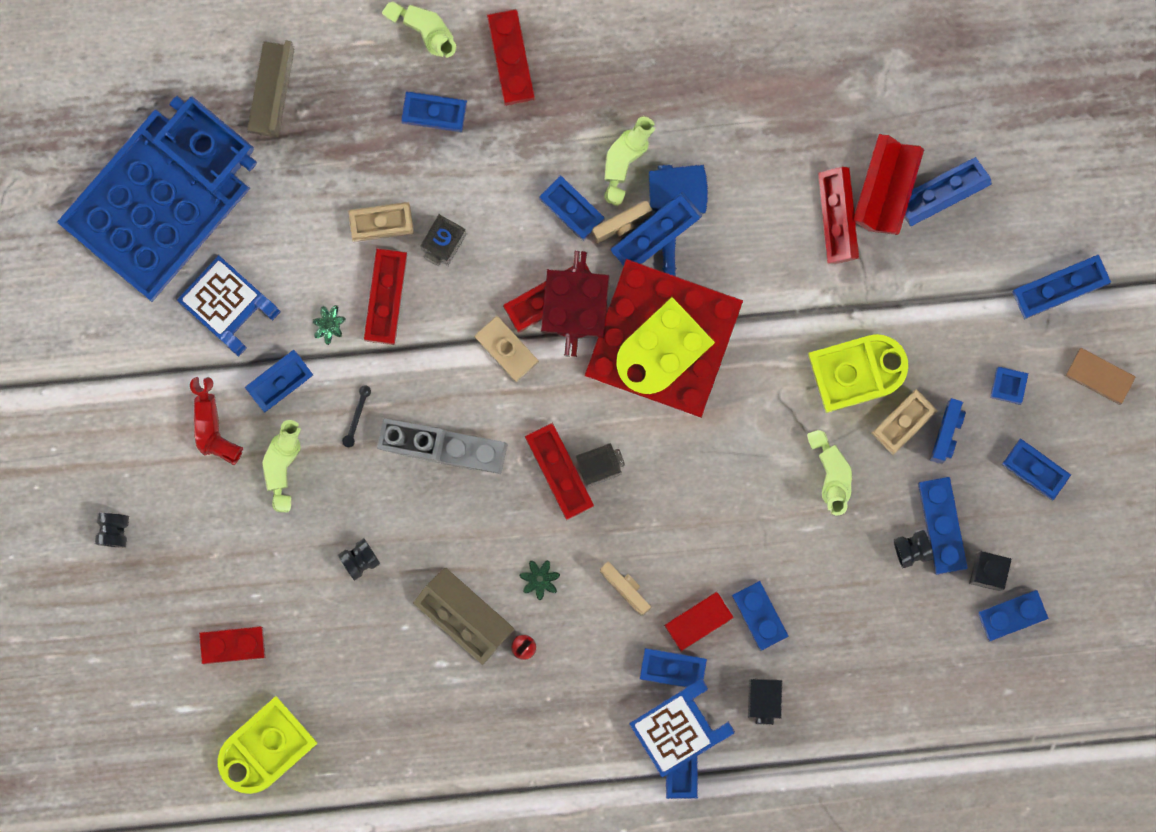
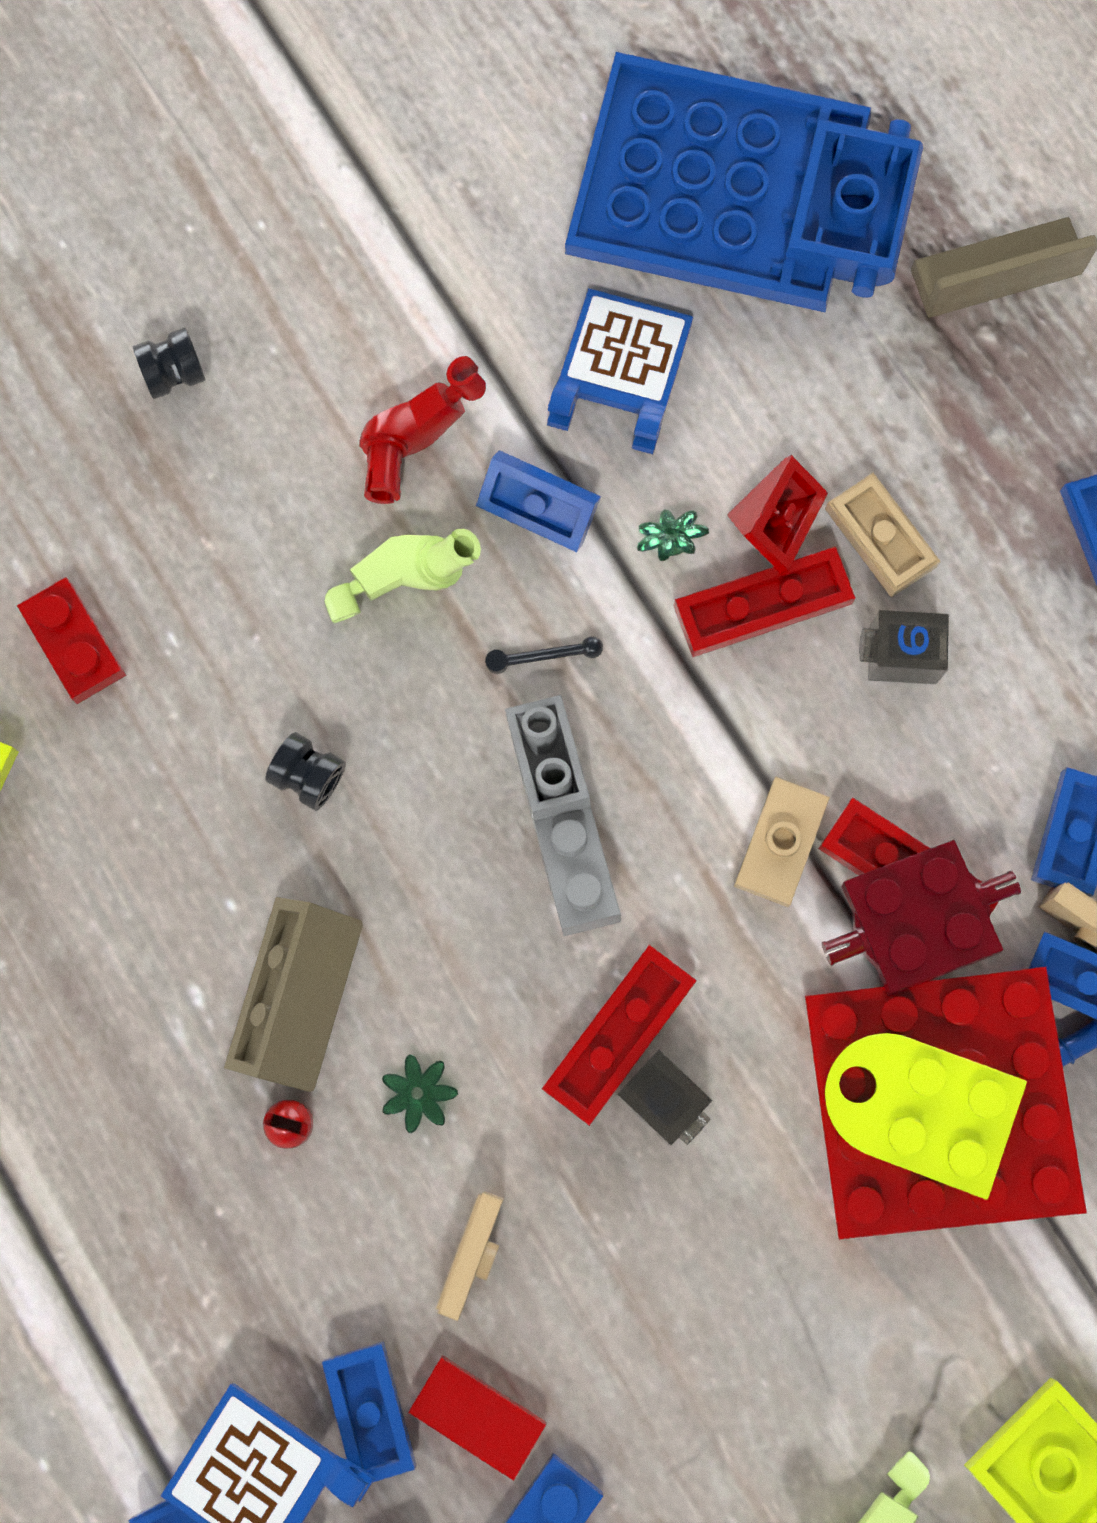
camera: 65 degrees right, 5 degrees down
(344, 266) = (780, 512): none -> red slope

